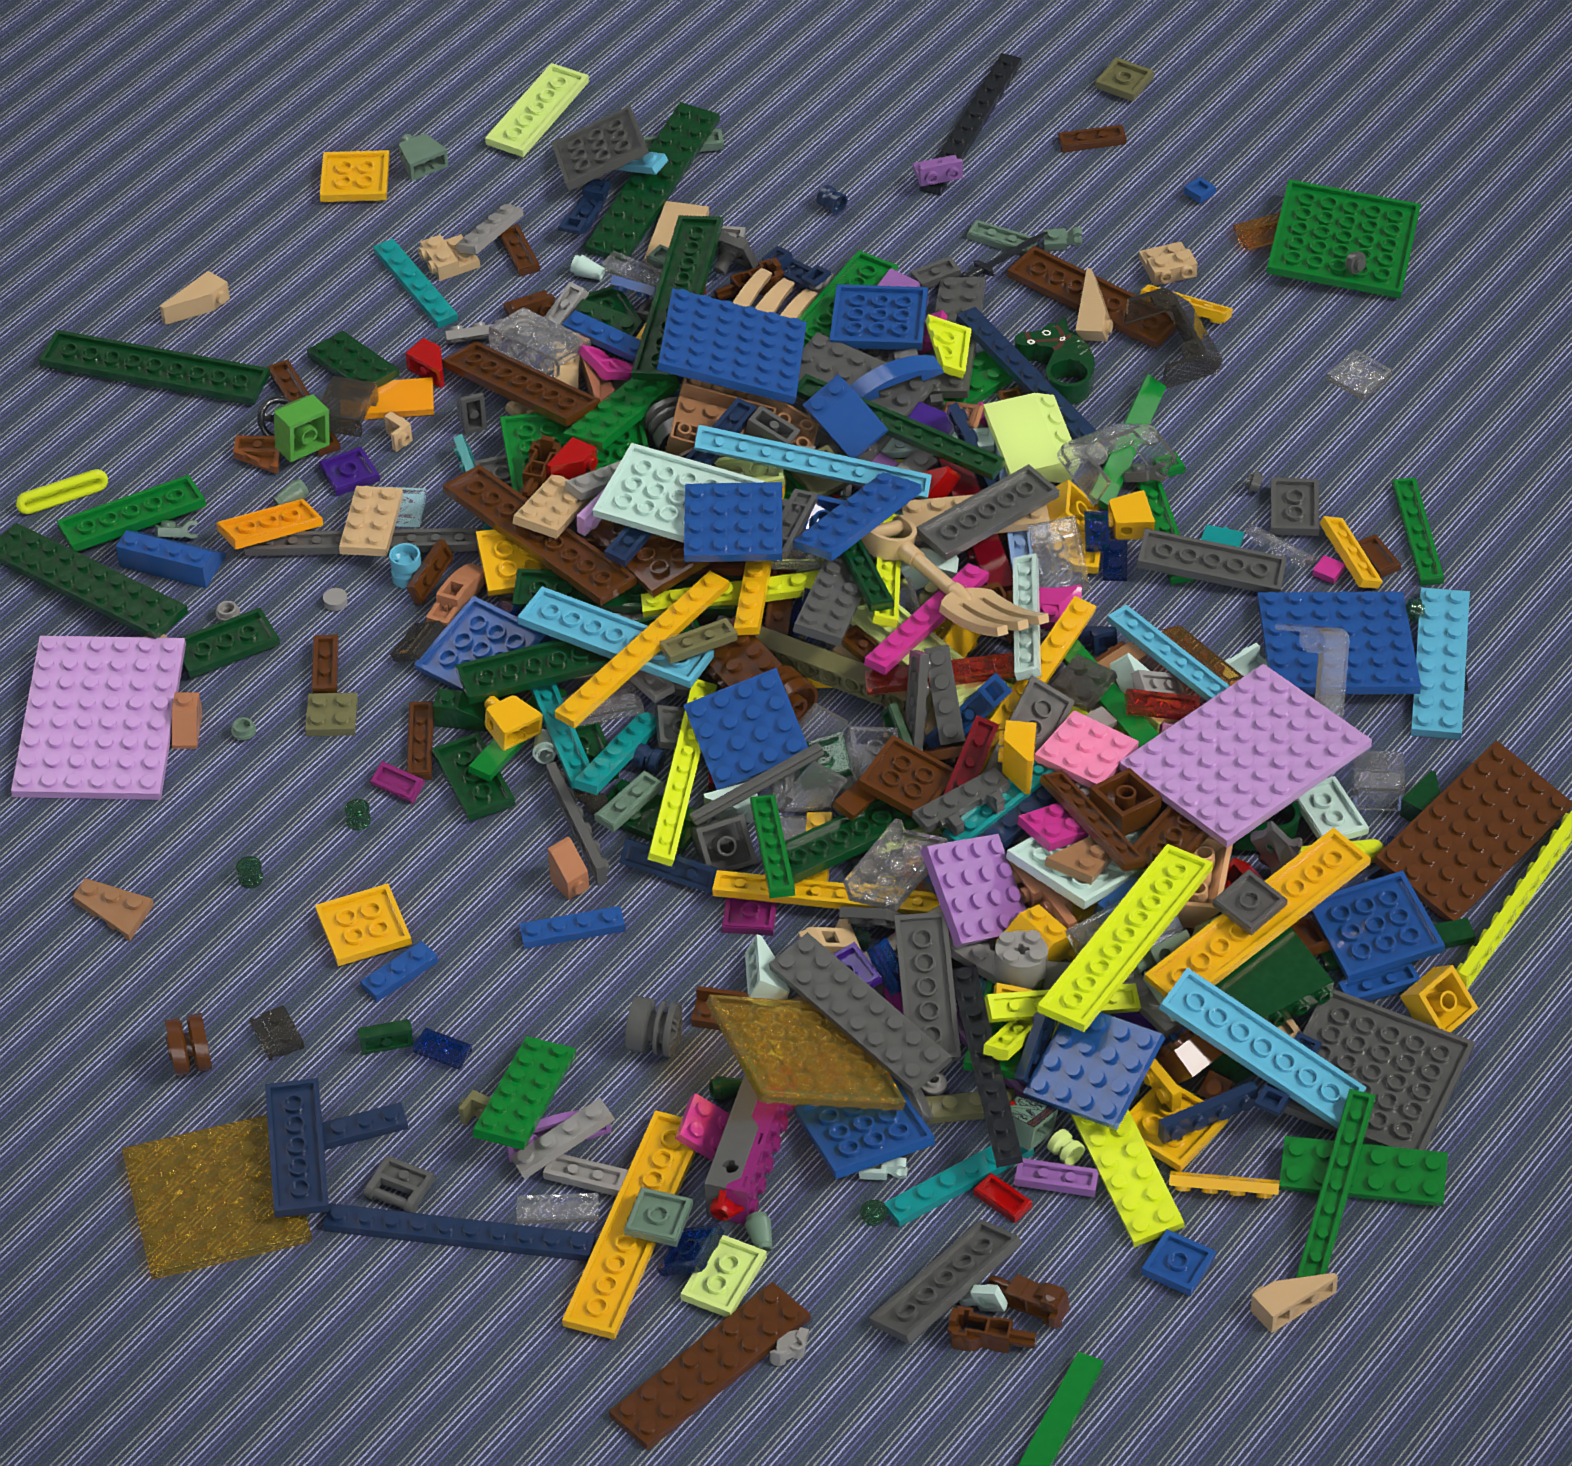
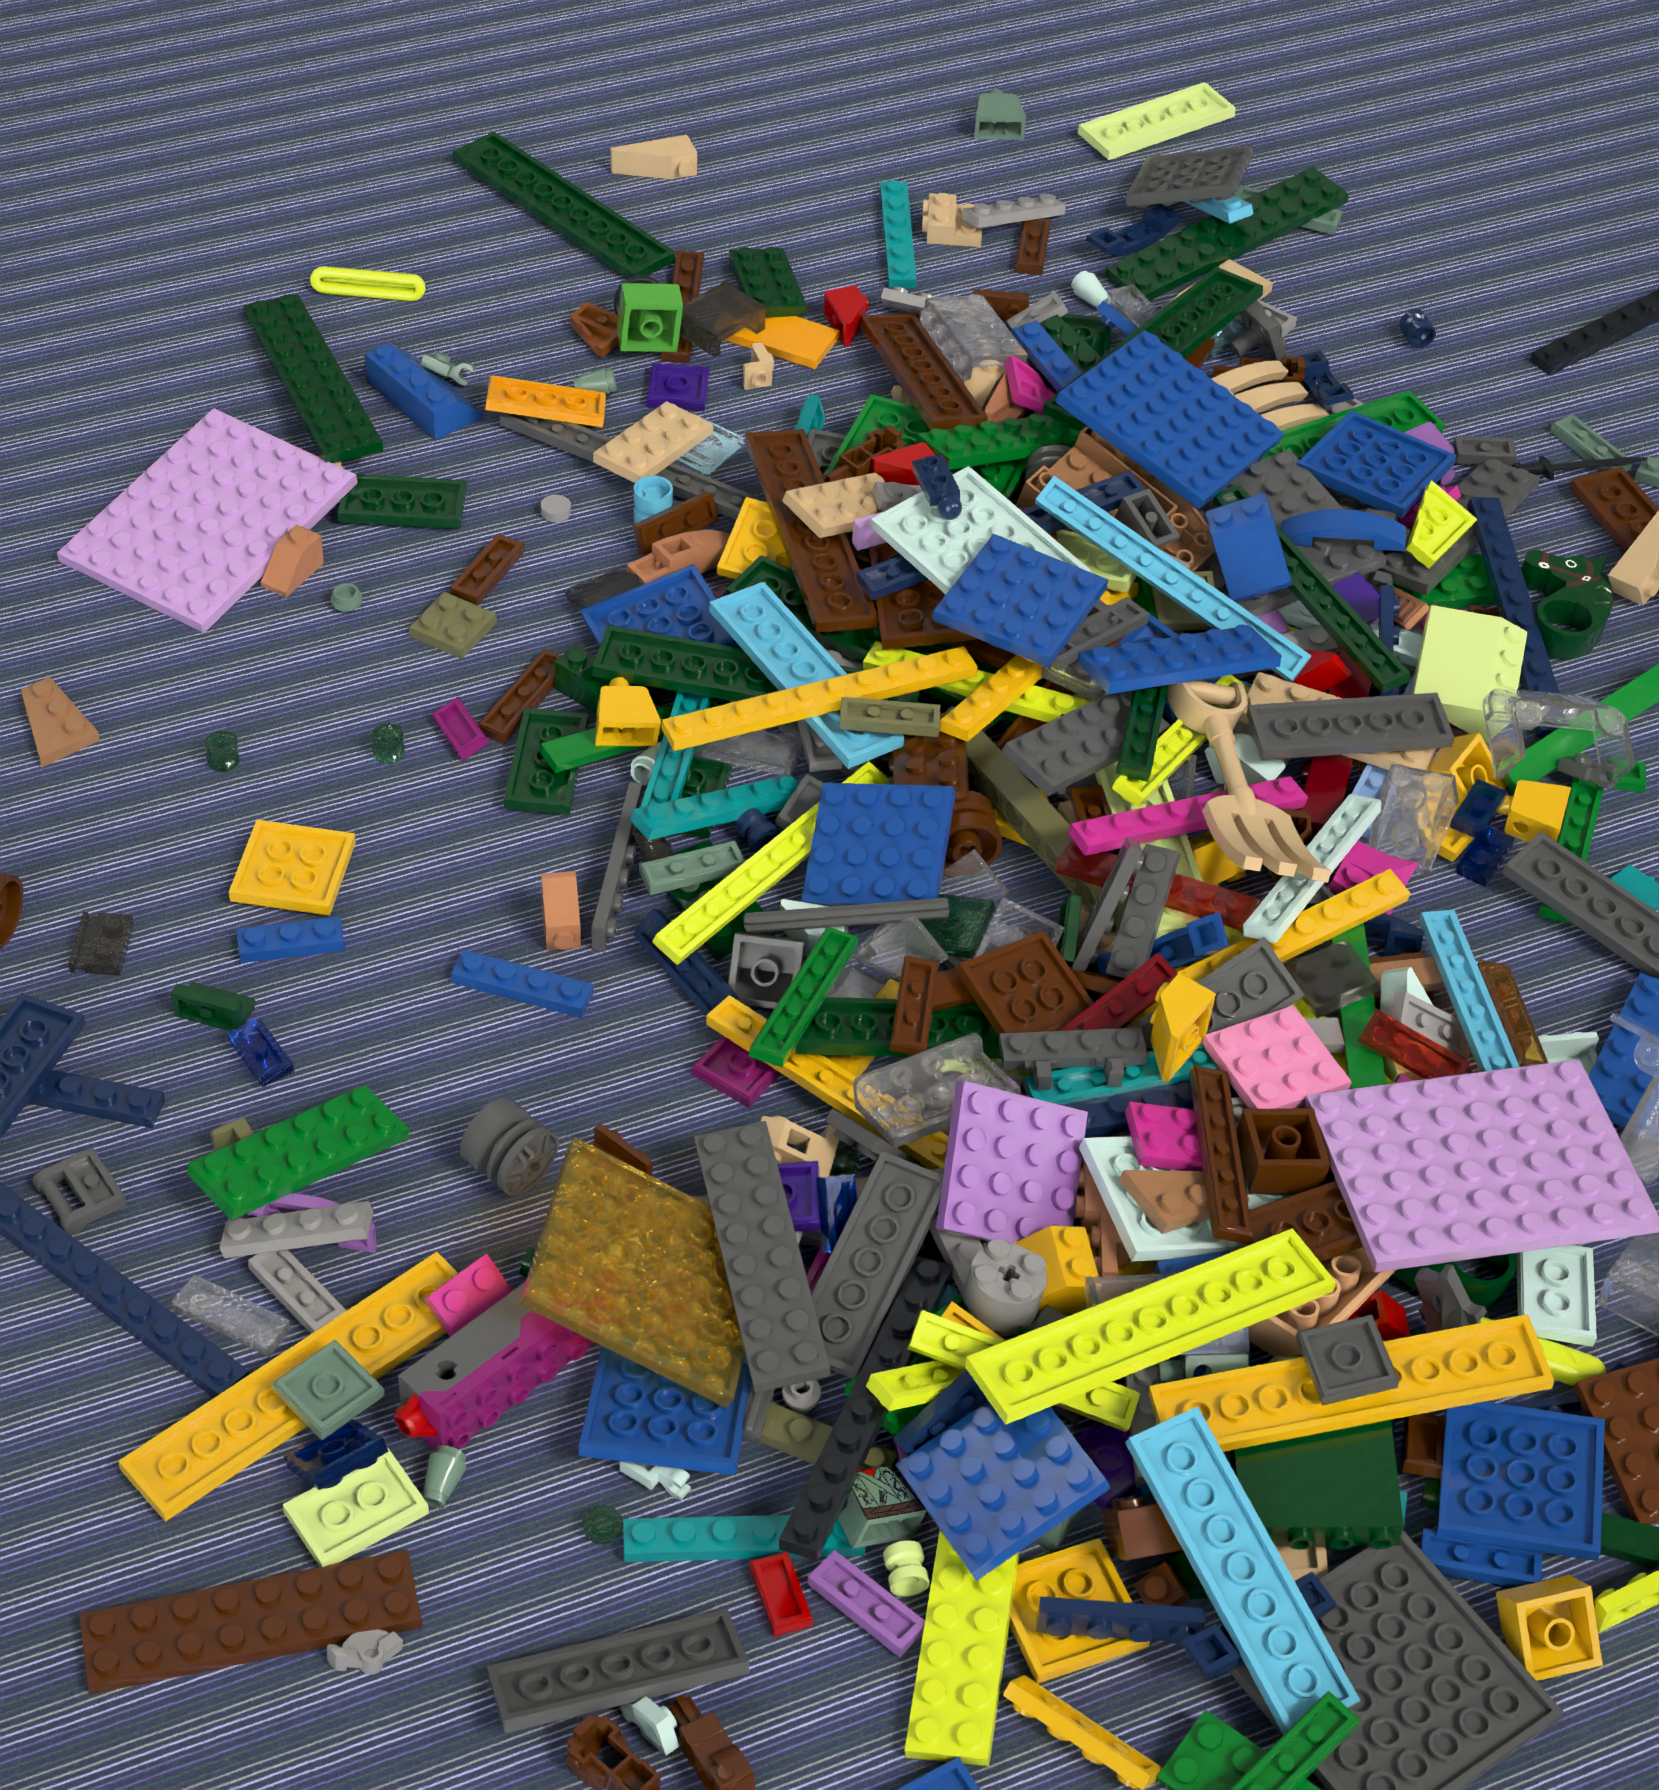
camera: 25 degrees right, 0 degrees up
(131, 513) = (417, 332): green plate -> none
(227, 610) = (432, 469): light grey plate -> none
(354, 176) = (915, 110): yellow plate -> none
(472, 413) = (849, 380): dark grey slope -> none
(623, 465) = (938, 485): none -> dark blue plate
(760, 979) = (680, 1161): light aqua slope -> none
(845, 820) = (914, 1005): none -> reddish brown tile
(938, 170) = (1560, 344): medium lavender bracket -> none
(1164, 1086) = (1084, 1561): yellow plate -> none

